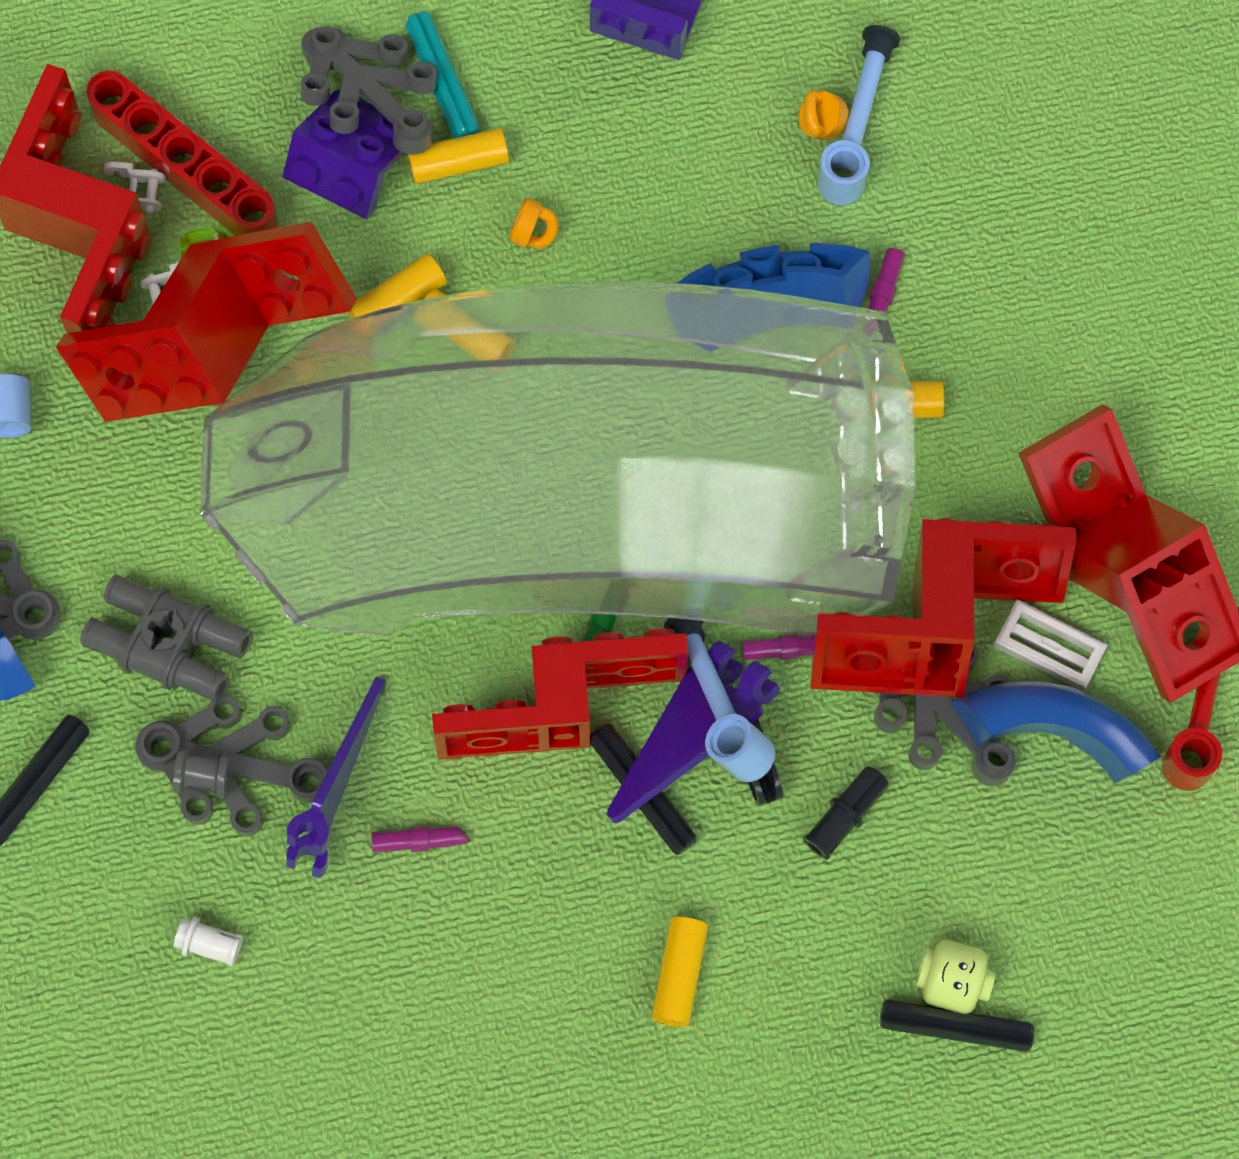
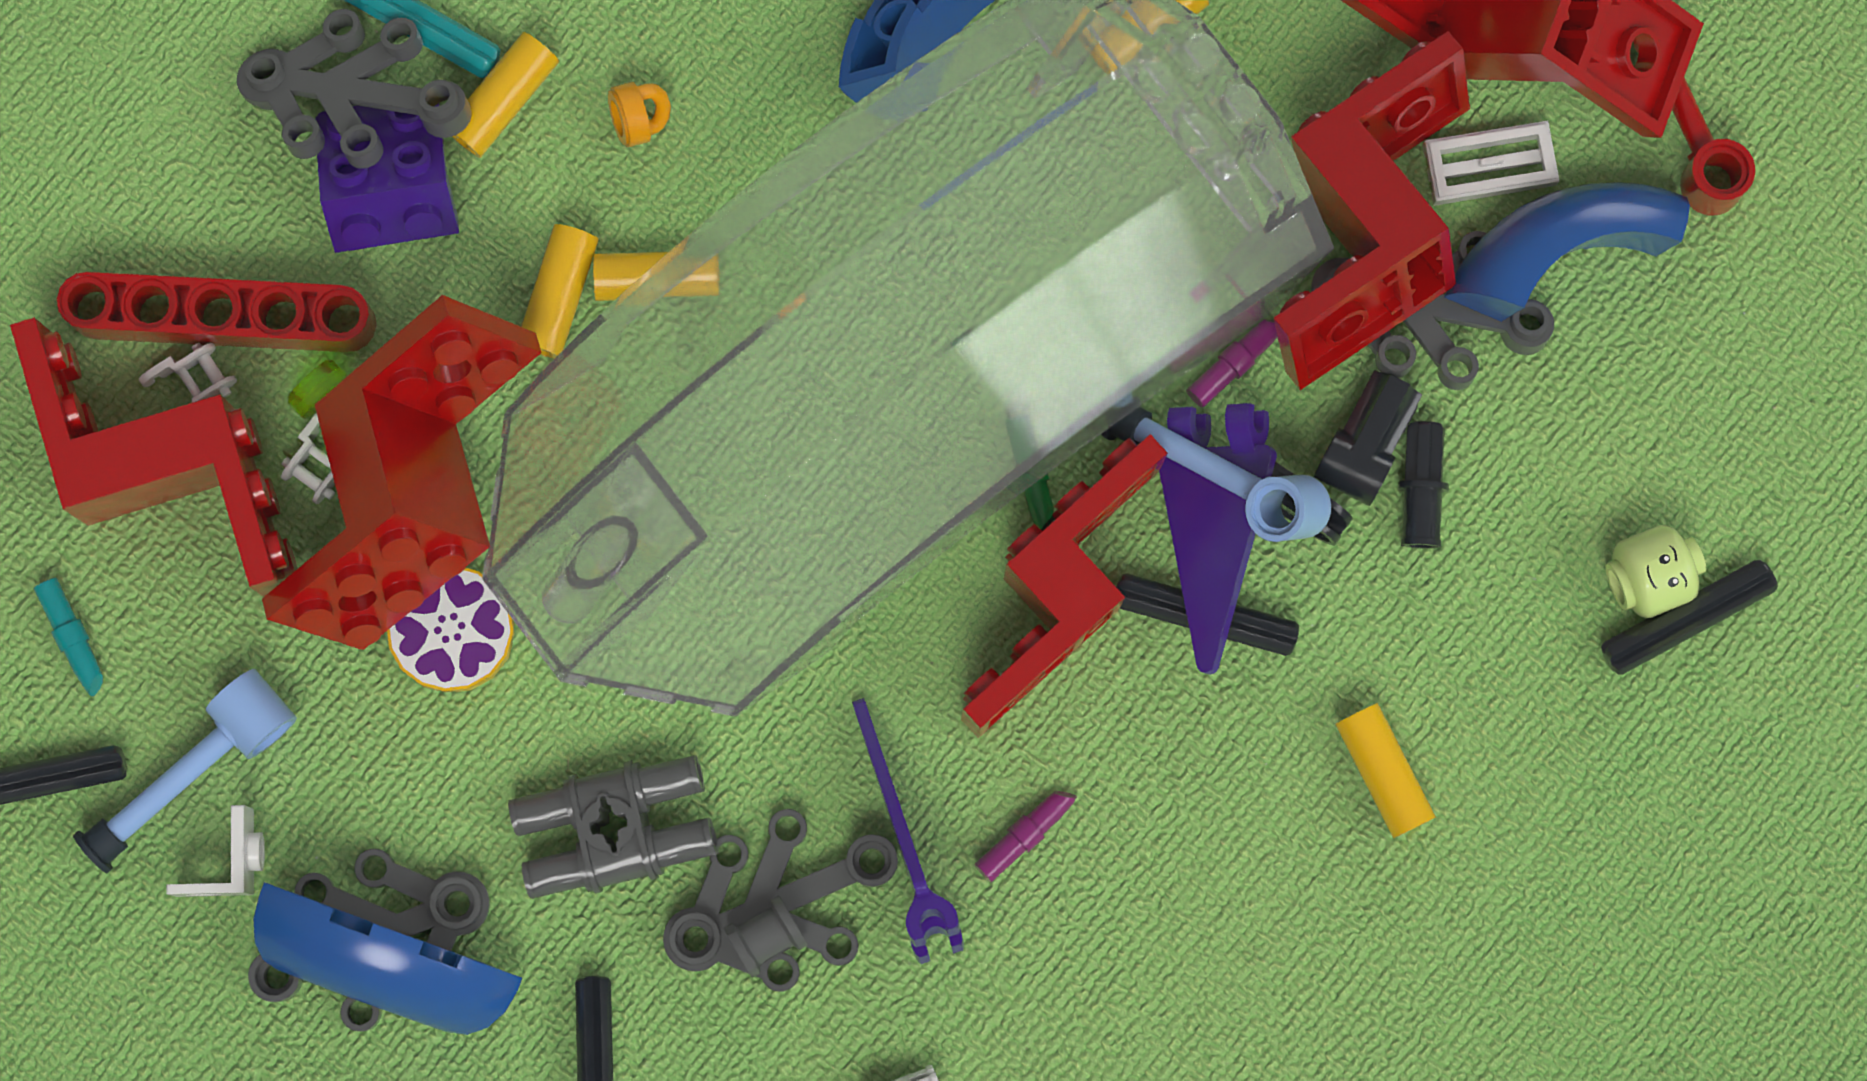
camera: 40 degrees left, 10 degrees up
(163, 451) = (454, 636): none -> tile
(821, 761) = (1363, 450): none -> black piece

